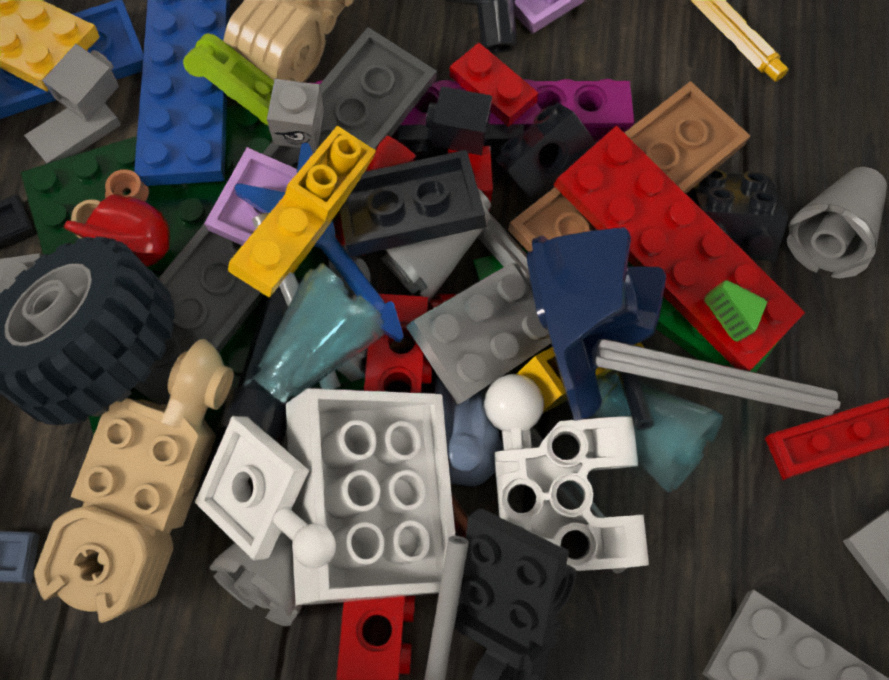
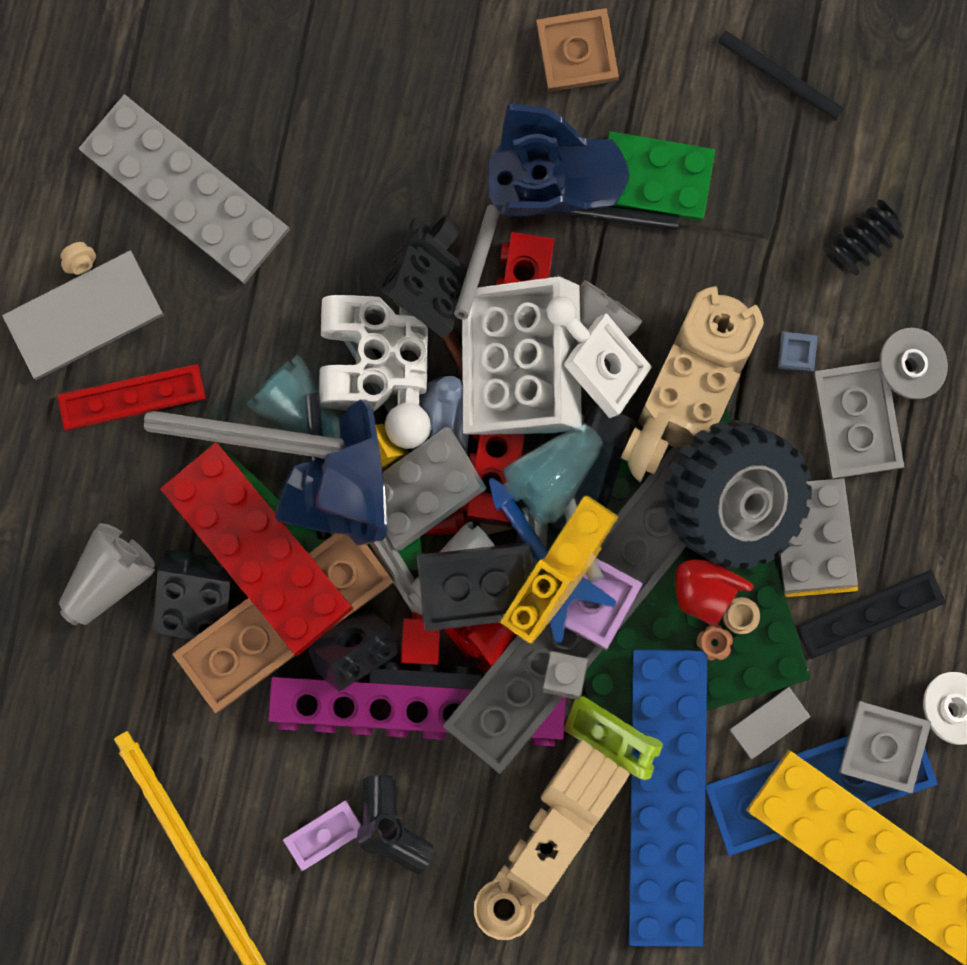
camera: 165 degrees left, 15 degrees up
(82, 81) = (755, 752): light grey brick -> none
(459, 120) = (426, 677): black brick -> none
(486, 74) = (392, 720): red plate -> none
(736, 309) = (222, 478): bright green slope -> none

